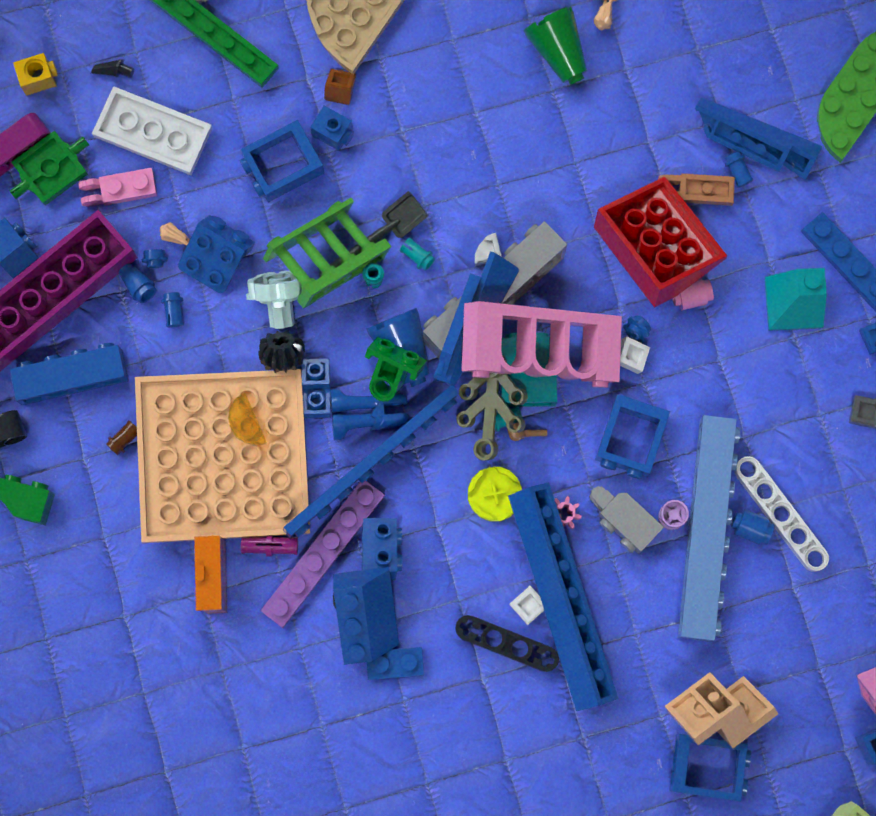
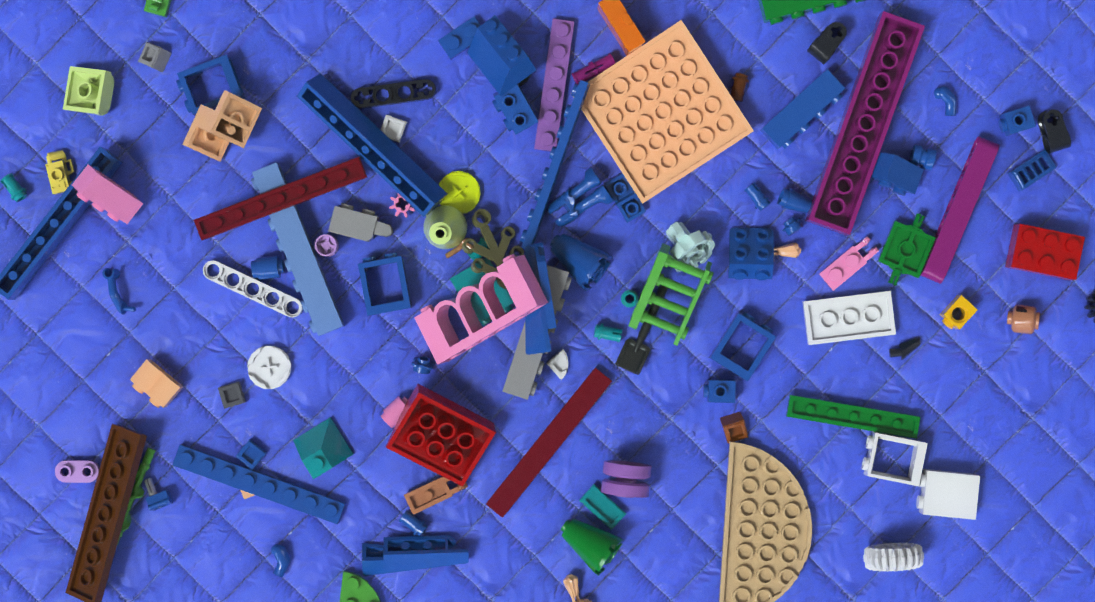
camera: 145 degrees right, 10 degrees up
(244, 422) = (659, 142): clear yellow tile -> none
(281, 351) = (662, 207): black gear -> none
(392, 367) = (576, 236): green pin -> none
(485, 88) = (626, 479): none -> medium lavender wheel
(525, 80) = (602, 506): none -> teal tile
(531, 461) = (450, 221): none -> yellowish green cone
(545, 175) = (548, 442): none -> dark red tile
(633, 355) = (415, 344): white plate -> none
(698, 591) = (280, 198): none -> dark red tile
(808, 419) = (269, 367): none -> white tile

